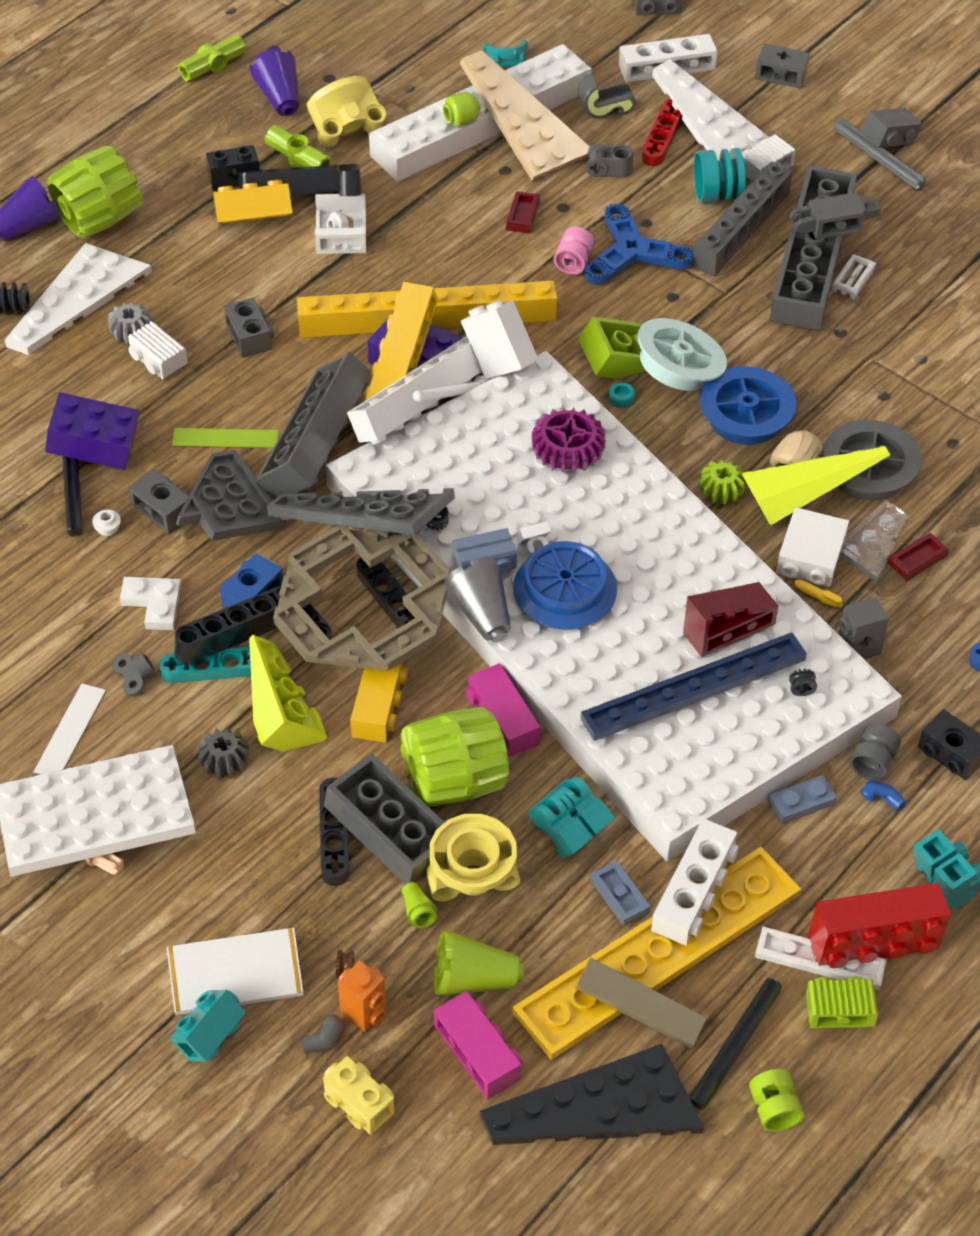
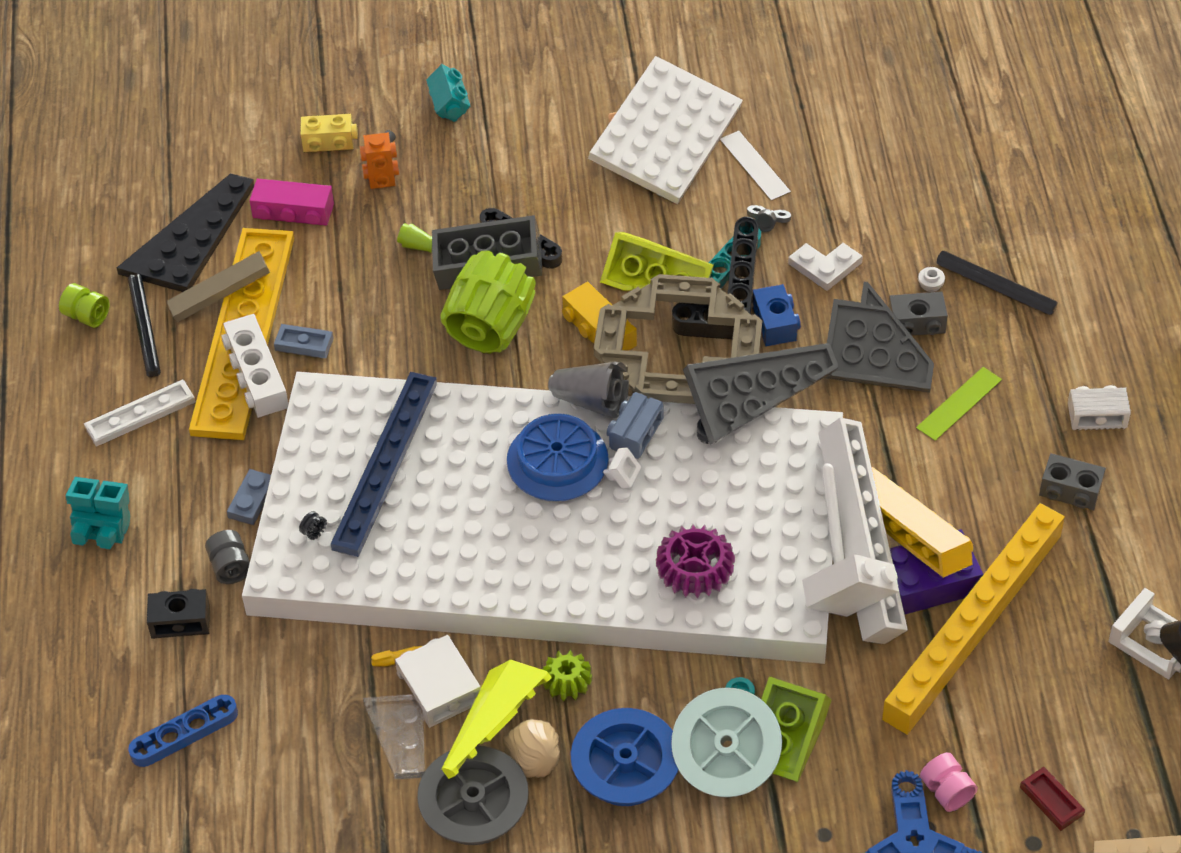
camera: 135 degrees right, 0 degrees up
(92, 431) = (1028, 305): dark purple brick -> none
(127, 319) = (1152, 409): light grey gear -> none
(223, 752) = (642, 216): dark grey gear -> none
(250, 966) = (476, 134): white slope -> none
(314, 426) = (895, 435): dark grey brick -> none
(345, 961) = (417, 180): reddish brown bush -> none
(472, 842) = (399, 262): light yellow piece -> none
(473, 966) = (339, 226): lime cone -> none
(497, 694) = (507, 372): dark pink brick -> none
(570, 815) = (383, 345): teal hips -> none
(727, 616) = (414, 519): dark red wedge -> none
(841, 1003) = (96, 388): lime brick -> none
(864, 627) = (323, 627): dark grey brick -> none
(878, 925) = (110, 430): red brick -> none
(887, 792) = (196, 546): blue arm -> none
(918, 556) = (354, 756): dark red tile -> none

